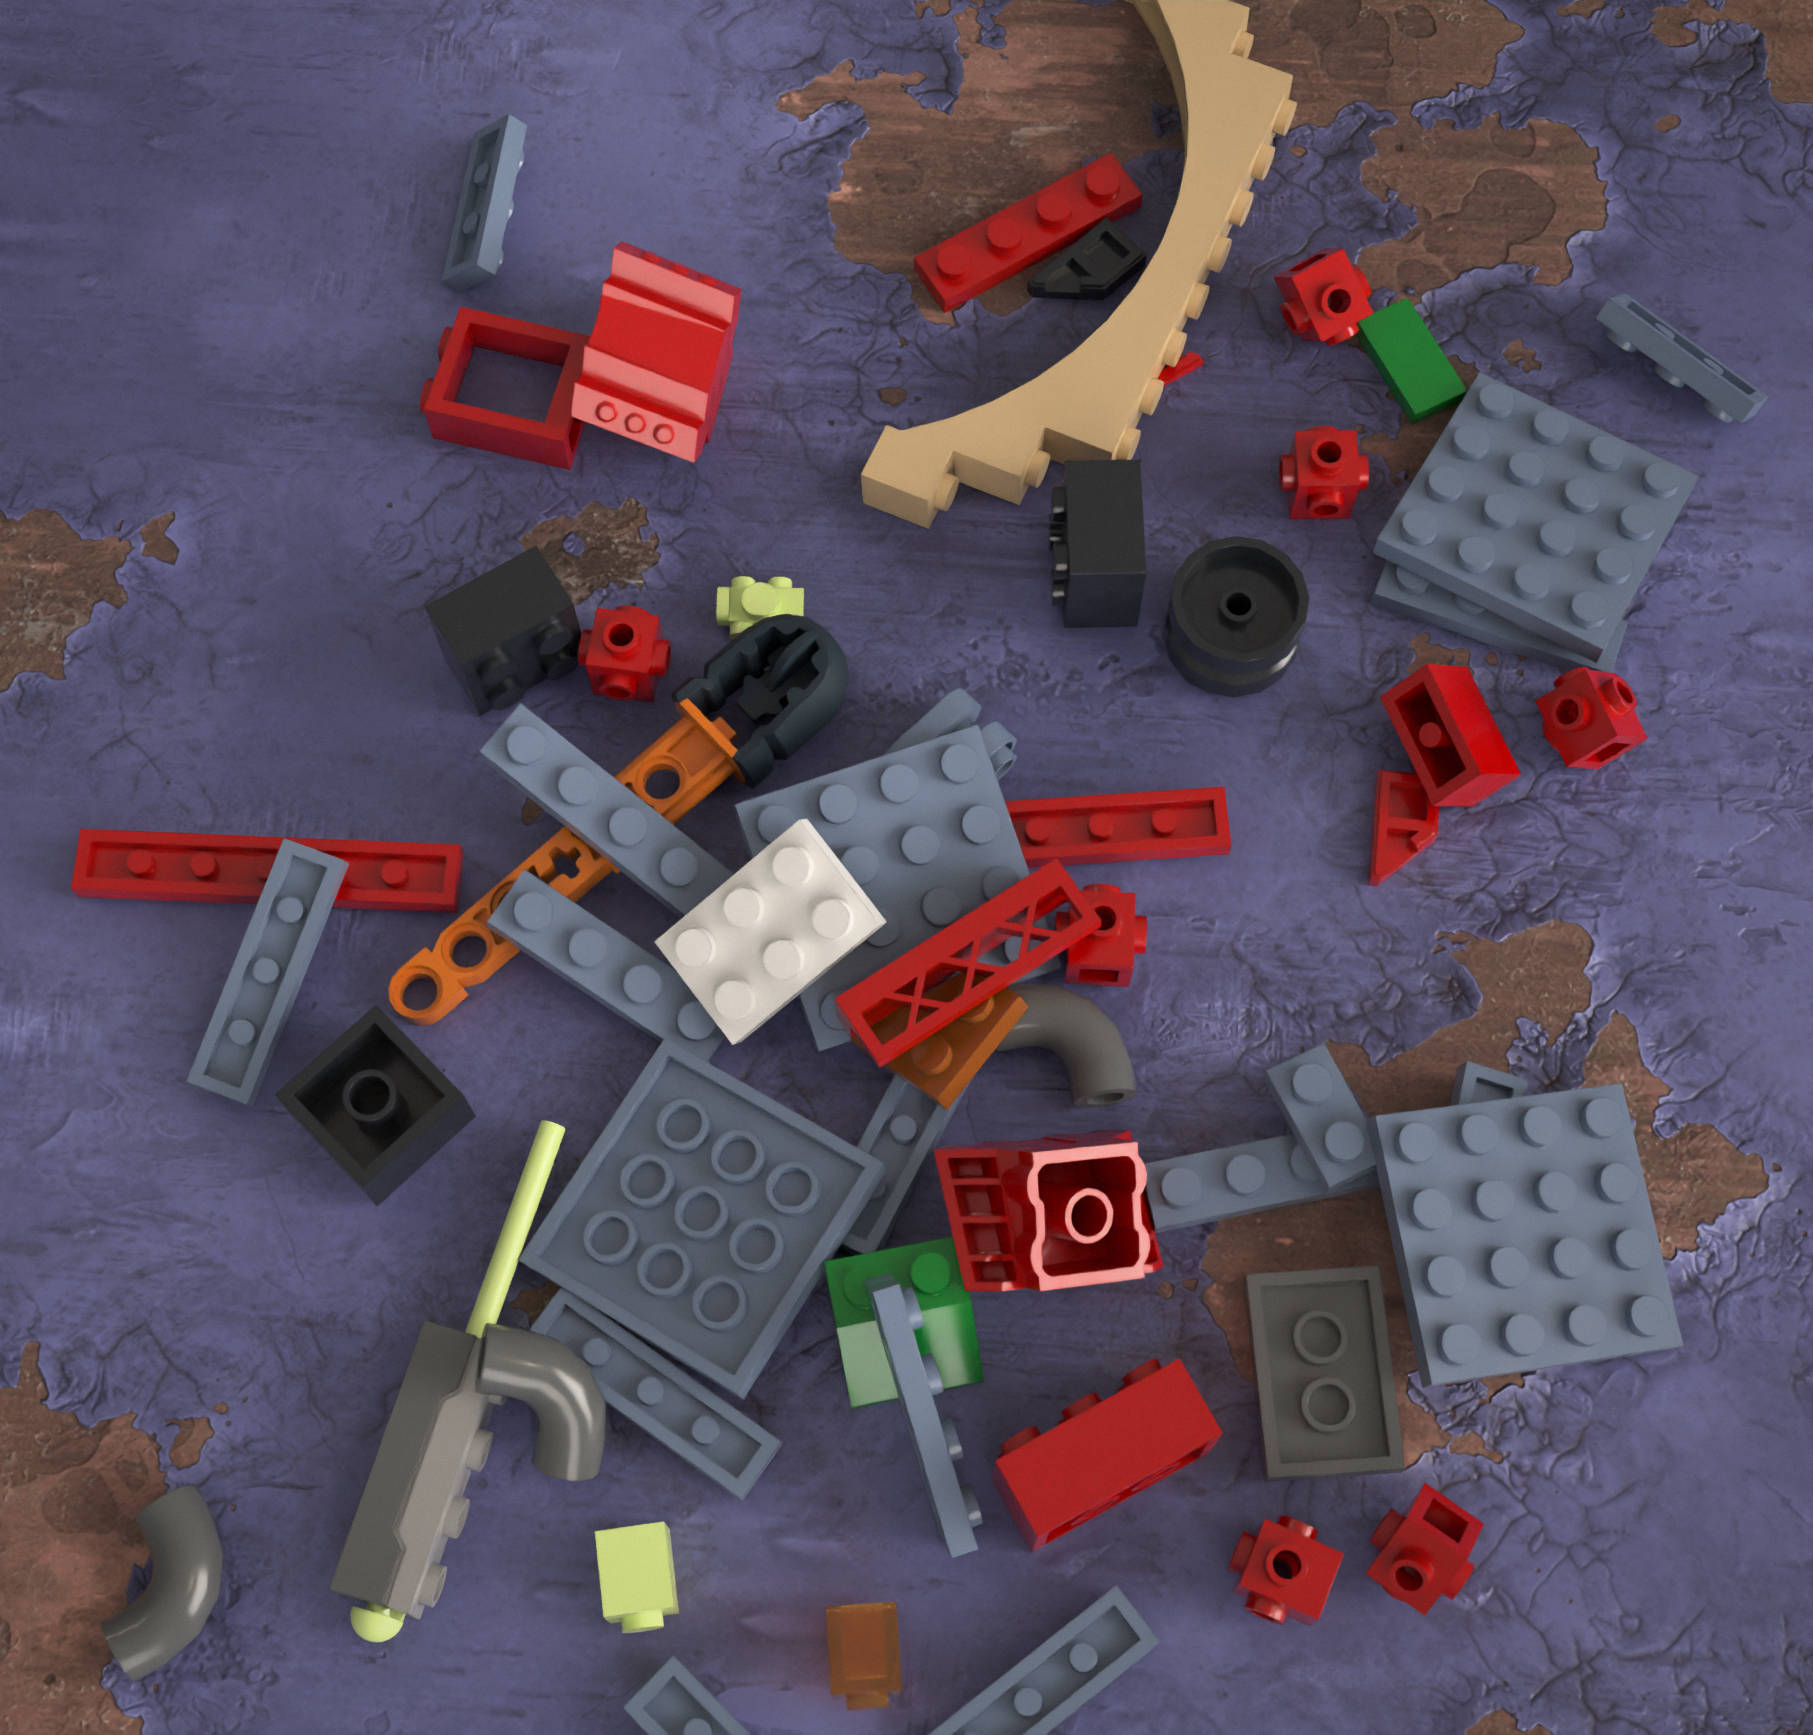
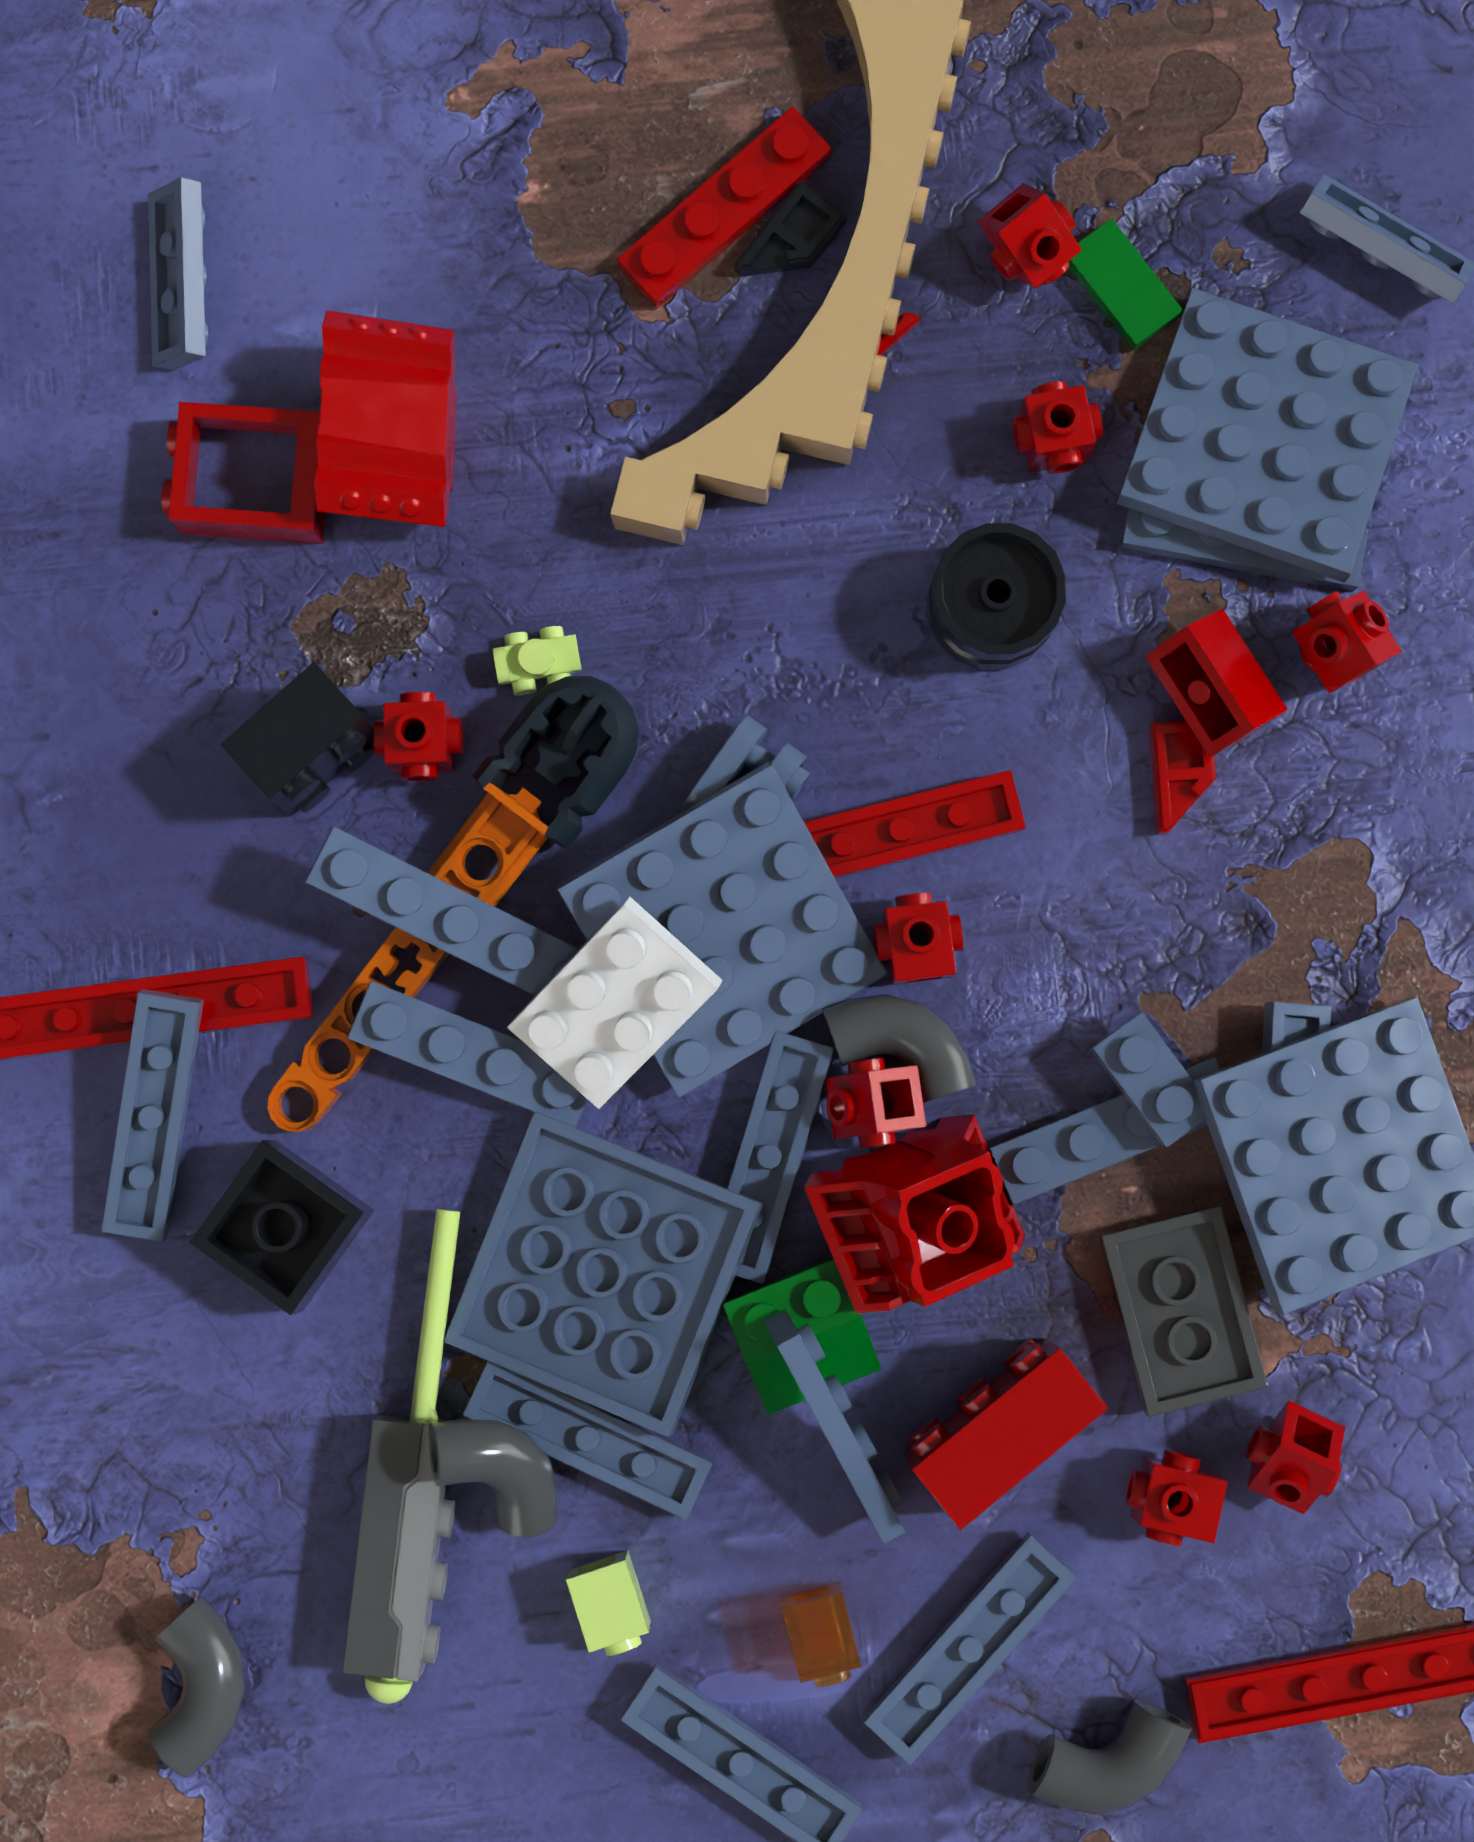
camera: 10 degrees left, 15 degrees up
(954, 1054) = (792, 1067): dark orange wing -> none
(958, 949) = (789, 989): red fence -> none
(1025, 1089) = (874, 1102): none -> red brick
(1098, 543) = (855, 546): black brick -> none

